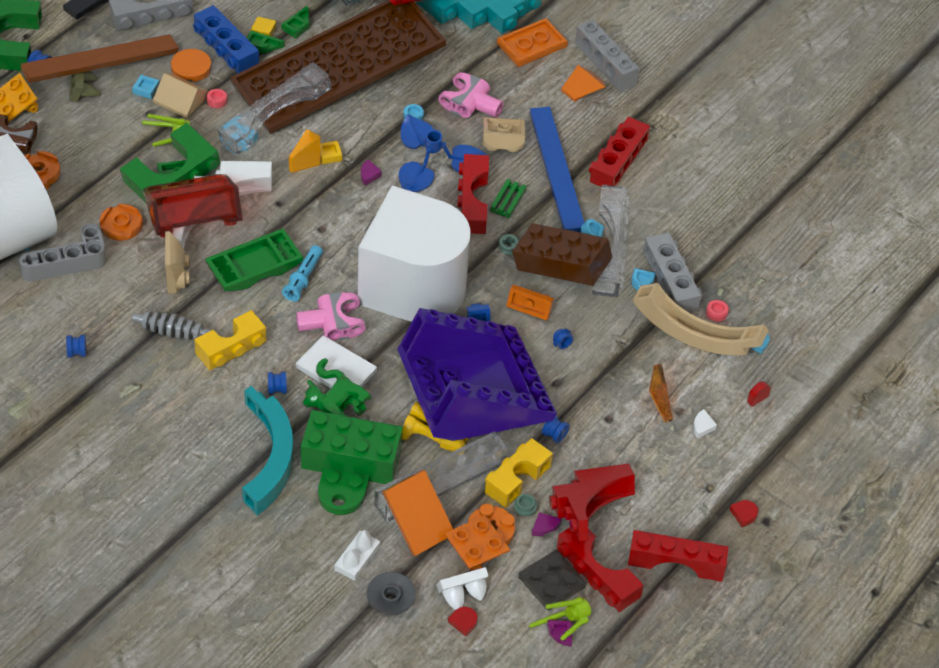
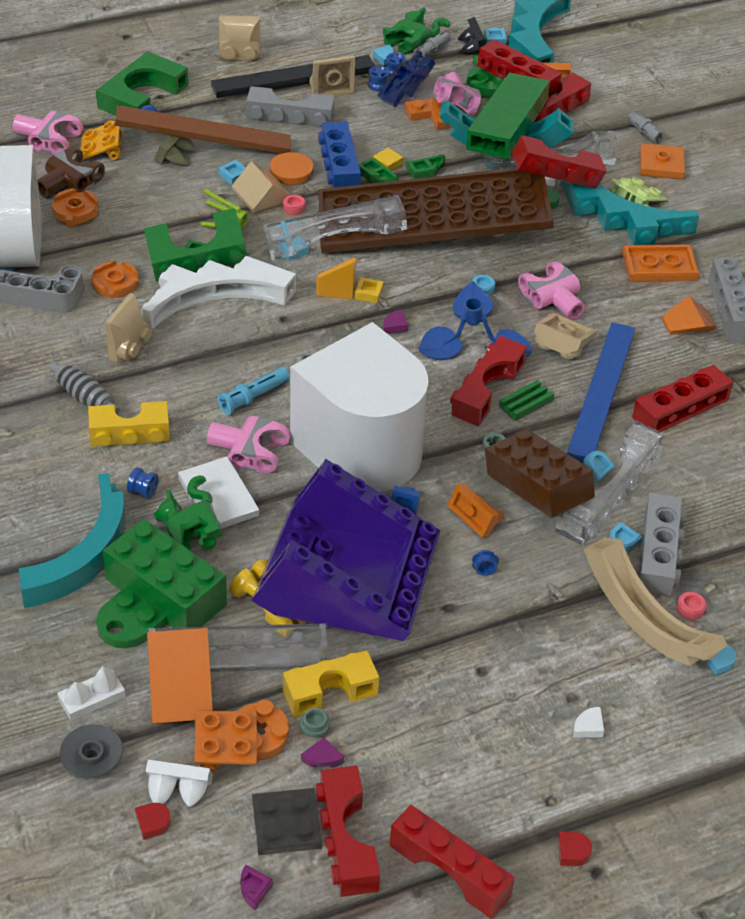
camera: 30 degrees right, 5 degrees down
(193, 202) = (180, 280): clear red windscreen -> none
(254, 260) = (211, 360): green slope -> none
(556, 429) = (407, 654): blue wheel -> none
(577, 610) = (284, 868): lime plant -> none
(590, 492) = (393, 739): red arch -> none
(659, 393) = (555, 665): clear orange tile -> none
(758, 393) = (680, 716): red tile -> none

